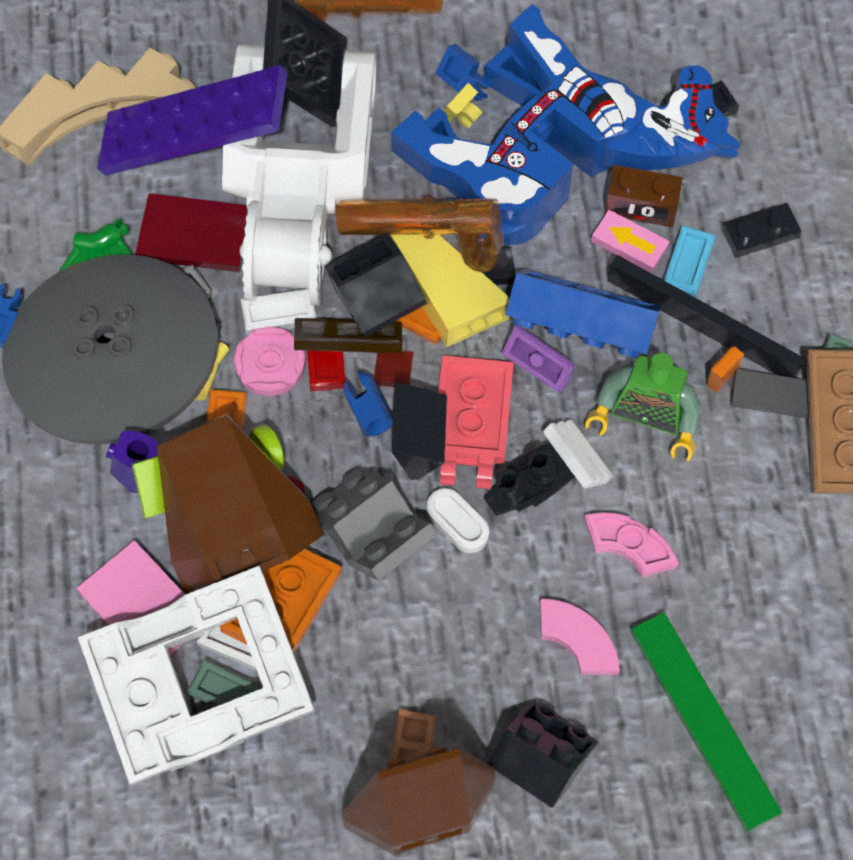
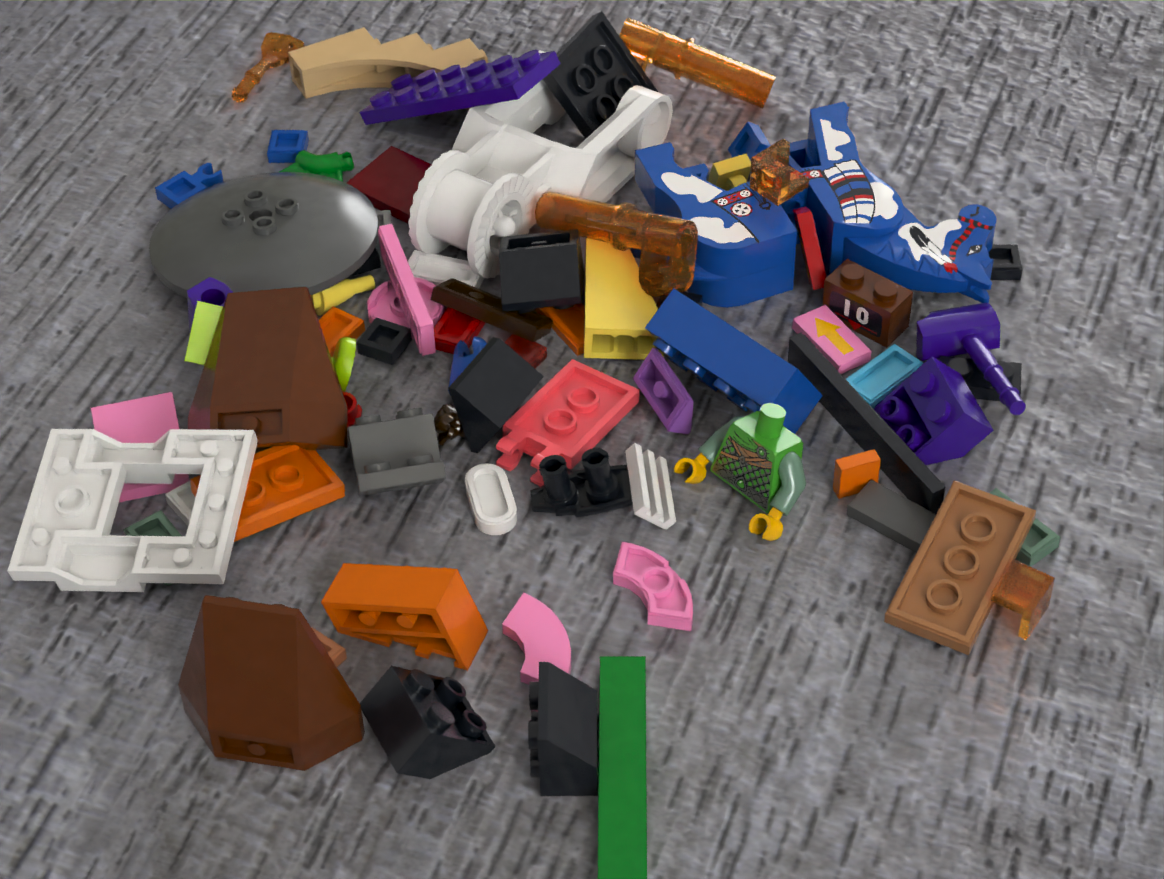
camera: 30 degrees right, 20 degrees down
(52, 230) = (286, 144): none -> blue tile
(271, 351) = (406, 290): none -> bright pink tile
(278, 406) = (384, 341): none -> black plate
(384, 463) = (448, 424): none -> dark brown plant
(464, 660) = (407, 606): none -> orange wedge
(531, 116) = (773, 176): none -> clear orange panel
(582, 172) = (810, 247): none -> red tile
(654, 715) = (563, 733): none -> black slope
(736, 189) = (971, 331): none -> dark purple piece
(752, 286) = (935, 413): none -> dark purple slope

